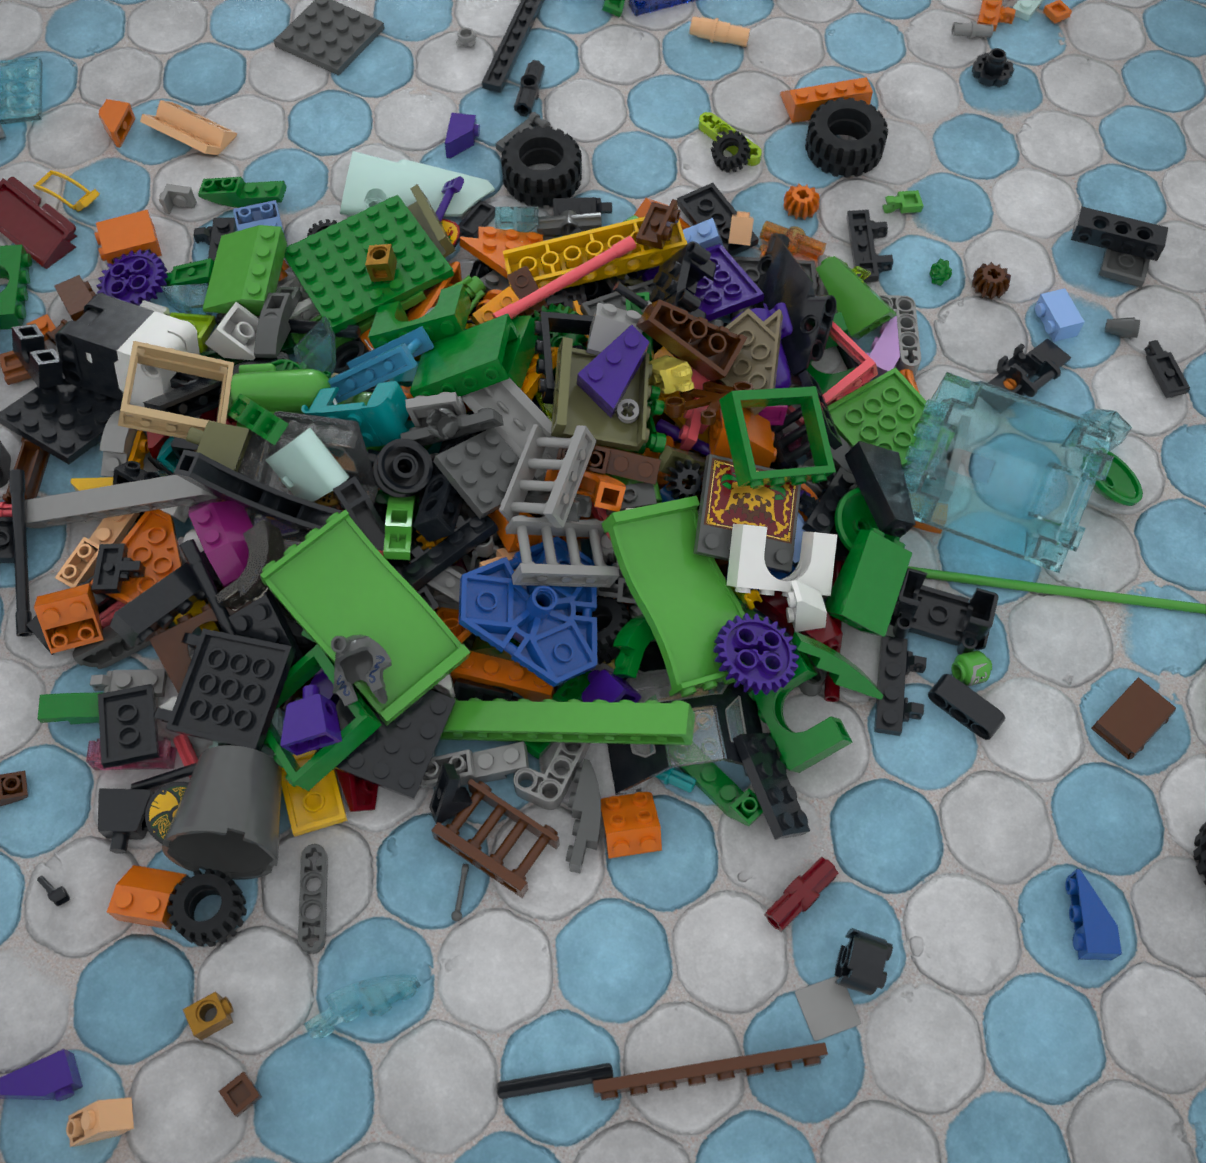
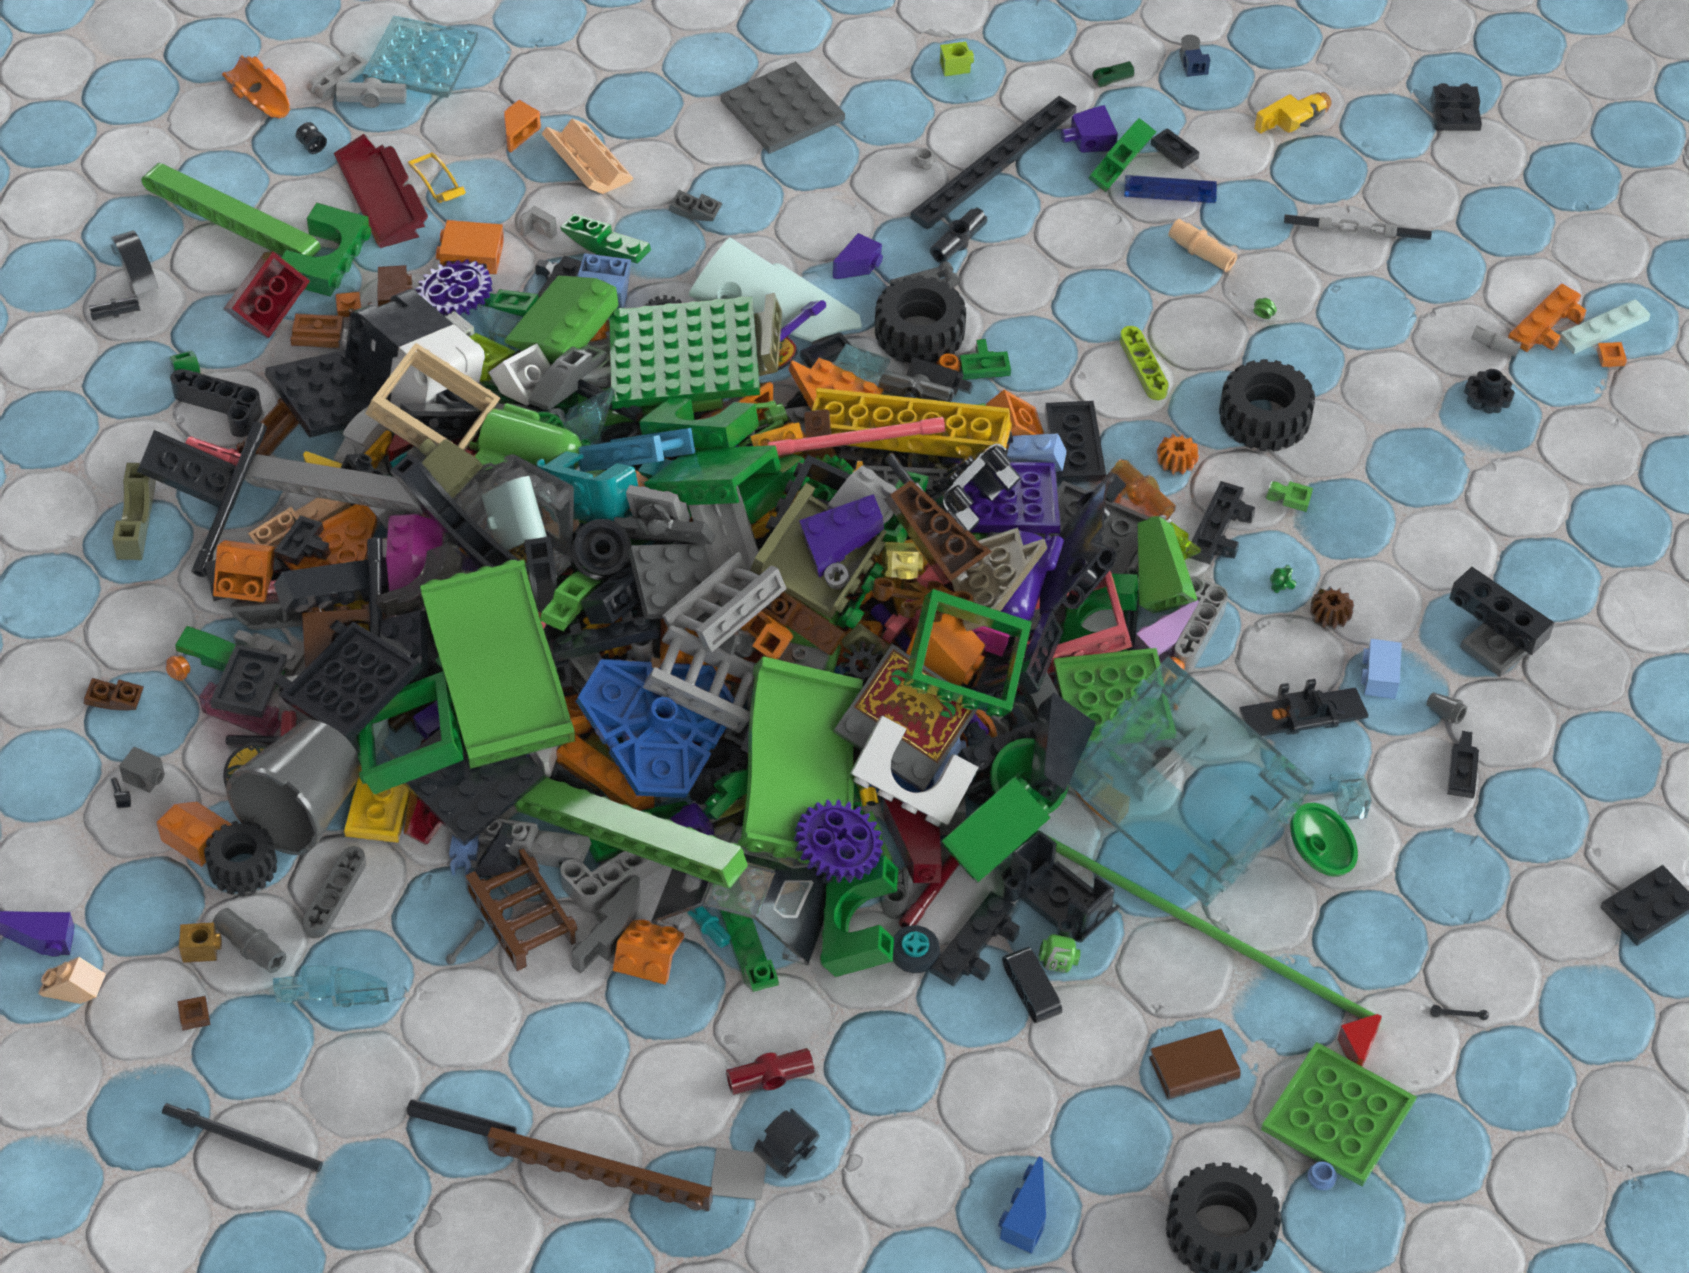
camera: 25 degrees right, 10 degrees down
(41, 363) = (328, 333): black arch -> none
(49, 737) = (177, 667): none -> orange plate
(64, 858) = (142, 769): none -> dark grey brick
(122, 816) = (206, 756): black torso -> none
(257, 419) = (491, 454): green slope -> none
(258, 990) = (249, 940): none -> dark grey piece
(308, 139) = (691, 207): none -> dark grey slope
(310, 723) = (401, 730): dark purple torso -> none
(357, 660) = (467, 693): dark grey piece -> none
(381, 262) = (691, 356): pearl gold brick -> none
(413, 806) = (463, 854): none -> medium blue plate
(581, 191) = (949, 361): none -> orange plate
(609, 183) = (984, 363): none -> green hinge
(658, 225) = (977, 416): reddish brown bracket -> none
(726, 141) = (1127, 365): black tyre -> none
(741, 228) = (1088, 456): light nougat slope -> none
(771, 785) = (794, 967): black plate -> none
(794, 64) = (1264, 308): none -> bright green plate
(804, 101) = (1306, 358): orange slope -> none
(805, 607) = (915, 823): white slope -> none
(840, 668) = (927, 901): green slope -> none
(858, 709) = (915, 939): none -> black wheel

